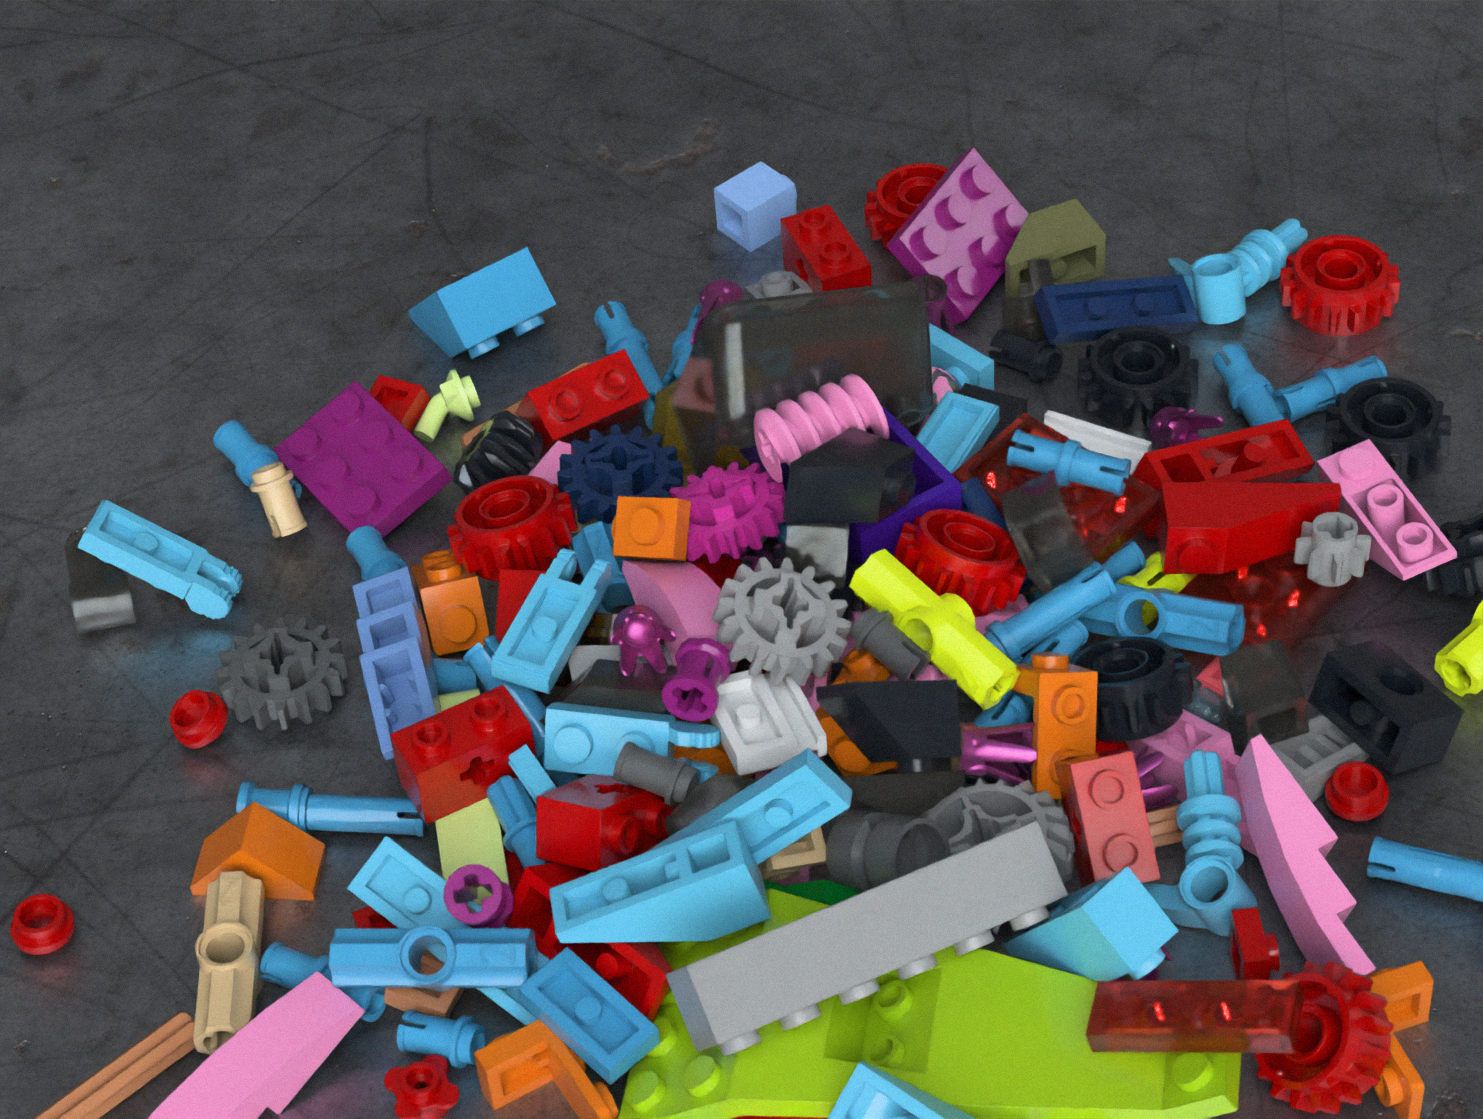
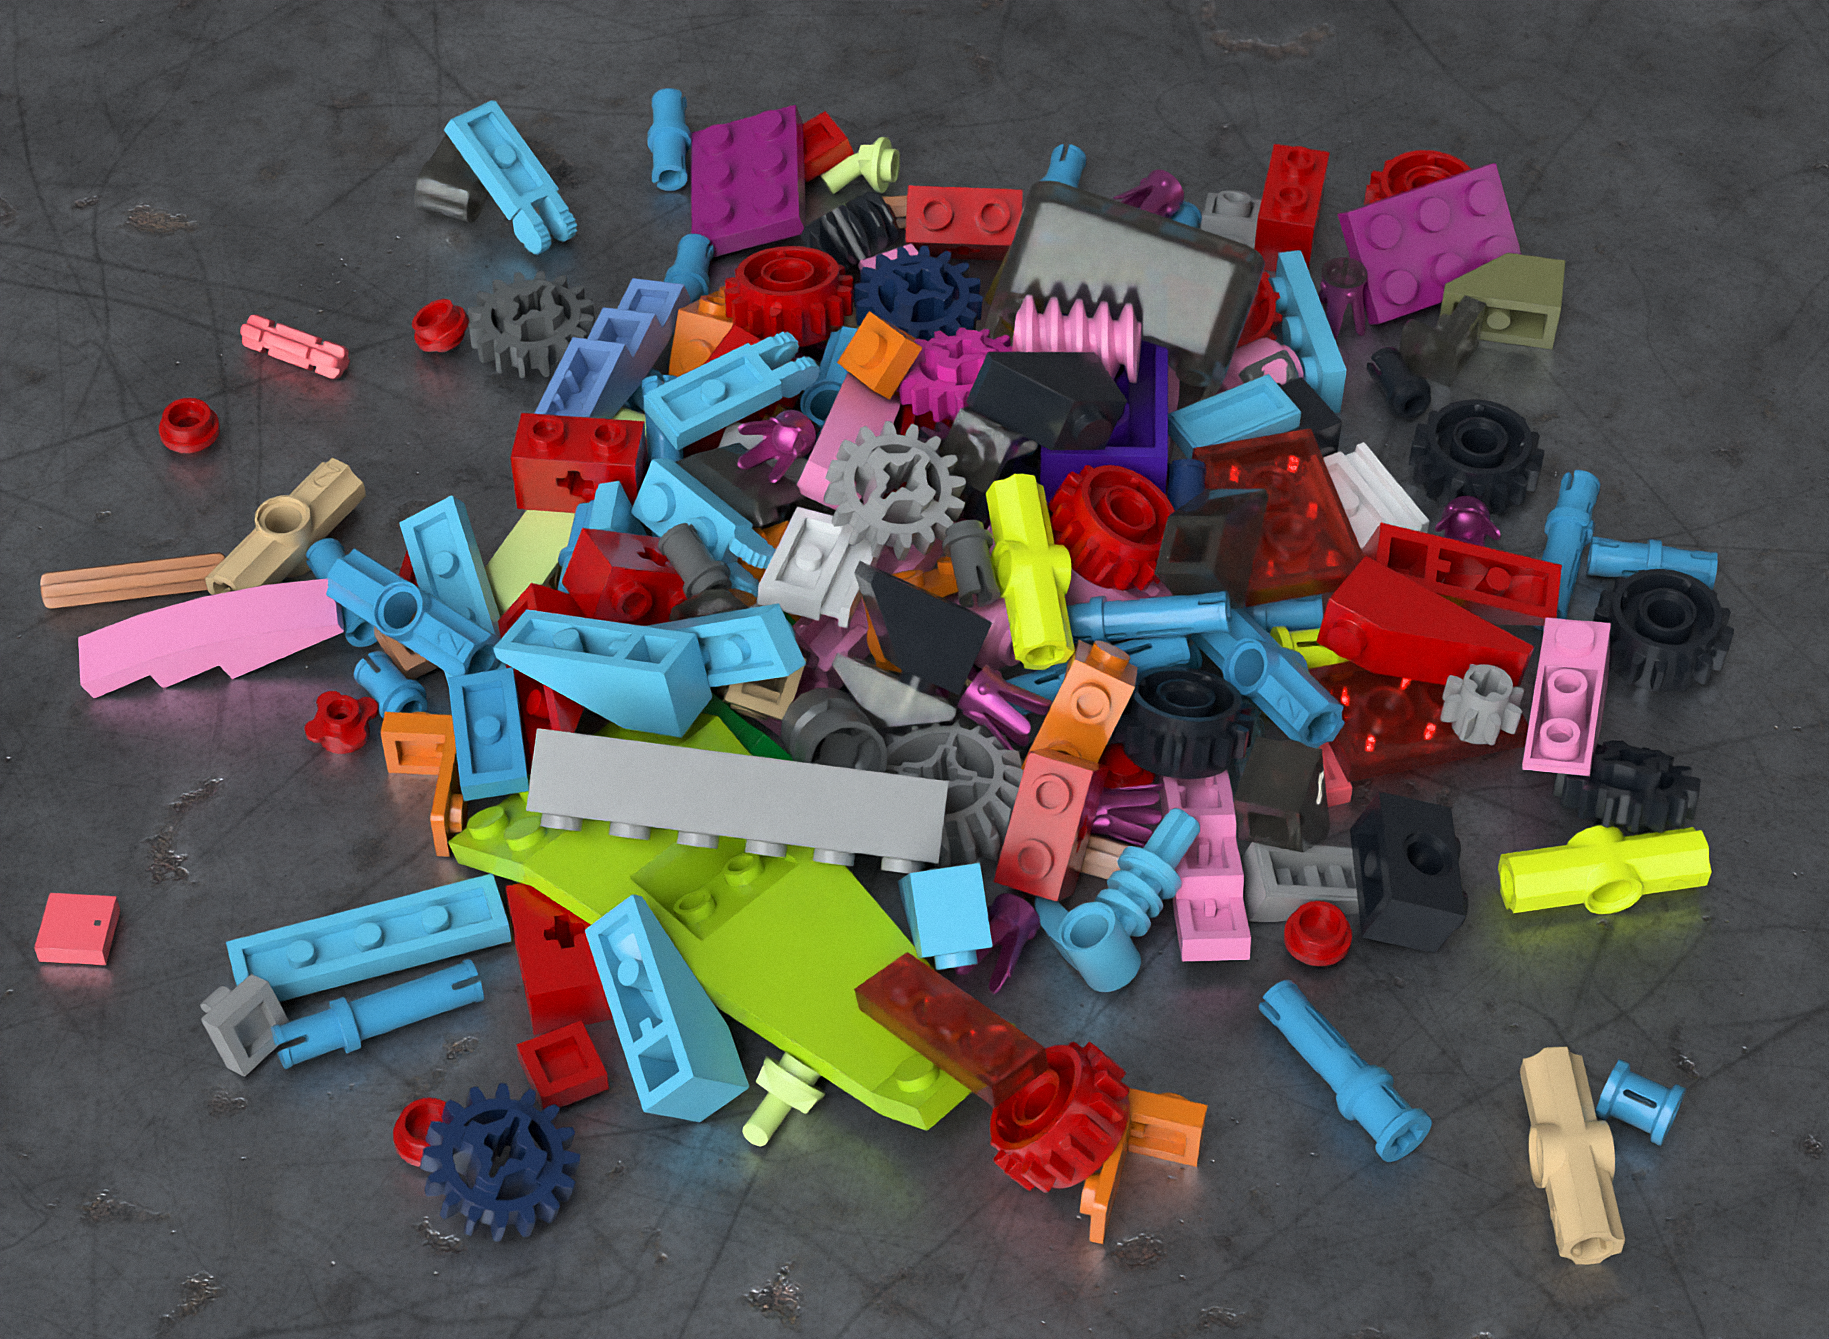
camera: 30 degrees right, 5 degrees up
(76, 806) = (295, 346): none -> coral axle
(264, 849) = (393, 467): orange slope -> none
(278, 499) = (652, 175): tan pin -> none
(335, 811) = (450, 446): dark azure pin -> none
(462, 888) = (470, 584): magenta bush -> none
(485, 305) = (969, 95): dark azure slope -> none
(698, 680) = (756, 497): magenta bush -> none
(753, 204) = (1283, 117): light blue brick -> none
(1069, 462) = (1298, 493): dark azure pin -> none
(1094, 308) = (1532, 388): dark blue plate -> none
(1224, 279) = (1637, 408): medium azure piece -> none
(1250, 949) = (1085, 1009): red plate -> none
(1292, 852) = (1185, 946): bright pink slope -> none
(1339, 285) = (1751, 472): red gear -> none

